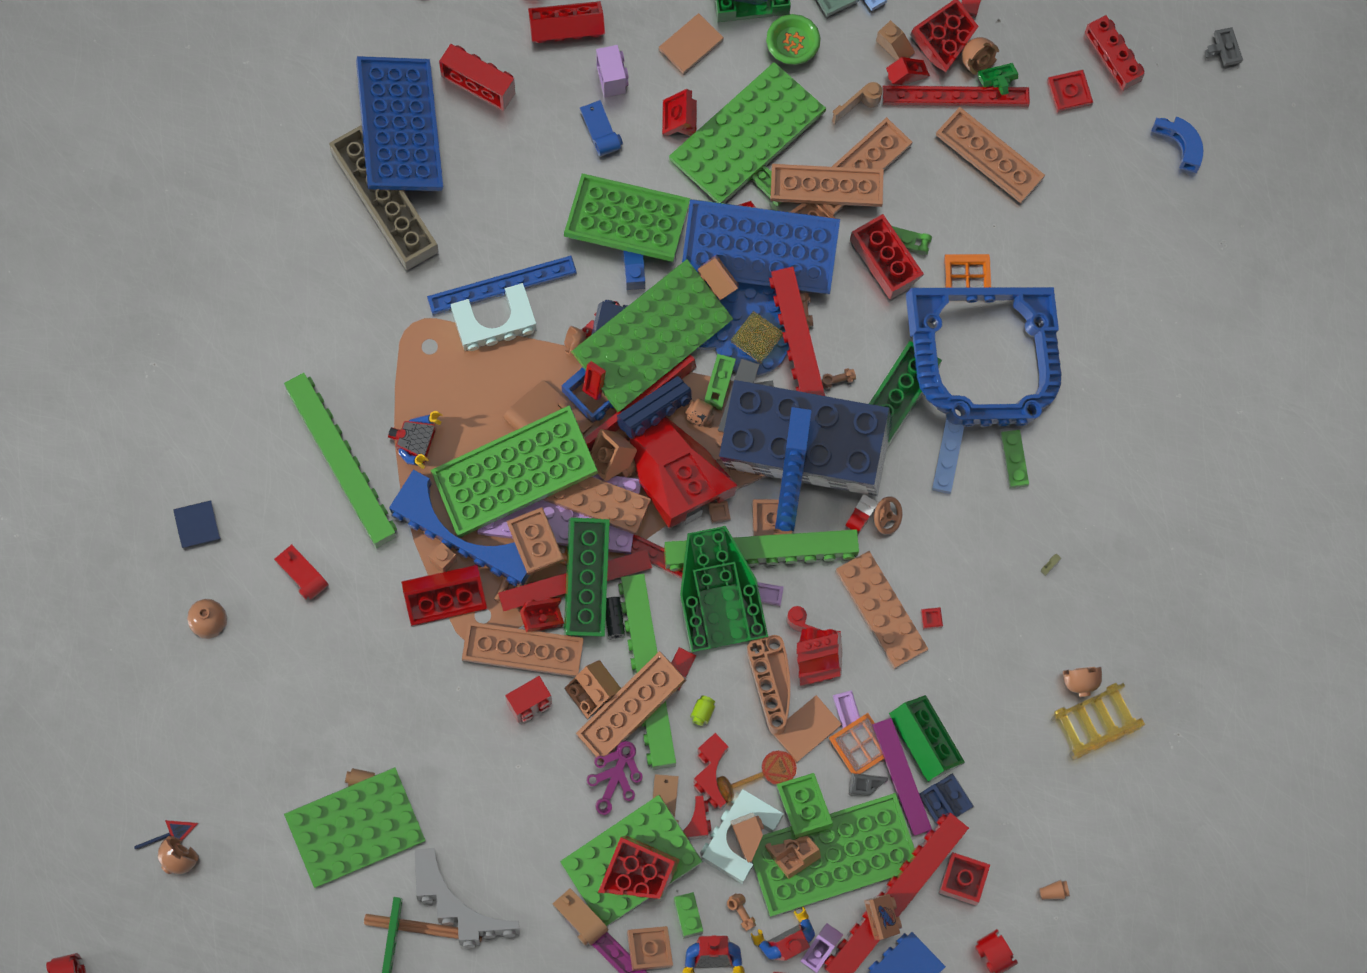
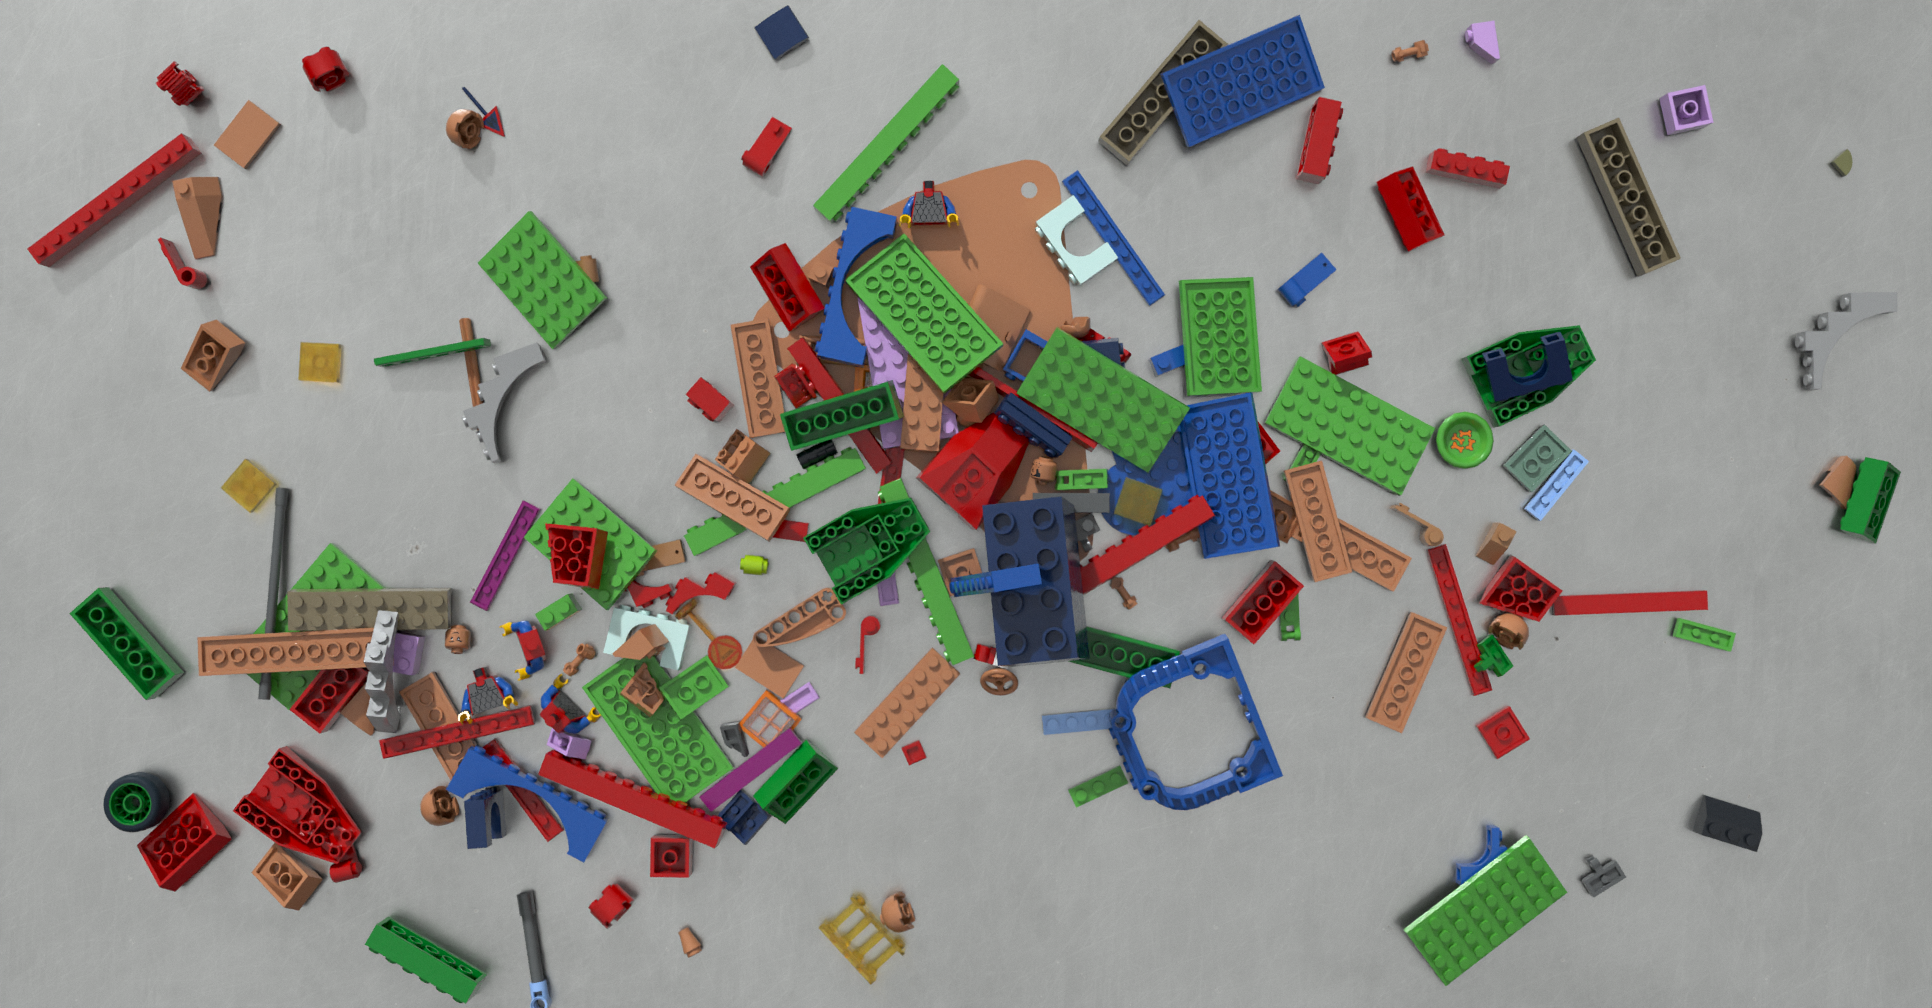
camera: 80 degrees right, 15 degrees up
(207, 618) = (695, 75): nougat cylinder -> none
(535, 541) = (860, 355): nougat tile -> none
(580, 917) = (525, 513): medium nougat door -> none
(594, 380) = (1035, 359): red tile -> none
(611, 70) = (1373, 268): lavender brick -> none
(616, 773) = (666, 503): magenta plant -> none
(649, 948) = (517, 586): nougat plate -> none
(691, 43) = (1428, 339): nougat tile -> none
(718, 277) = (1182, 445): nougat slope -> none
(719, 512) = (952, 520): nougat tile -> none
(819, 655) = (838, 657): red slope -> none
(882, 916) = (604, 792): nougat slope -> none
(907, 71) = (1468, 564): red slope -> none
(967, 270) = (1271, 686): orange piece -> none
(1054, 560) = (1002, 851): olive tile -> none
(1114, 52) = (1558, 766): red brick -> none
(1229, 153) = (1485, 910): none -> bright green plate

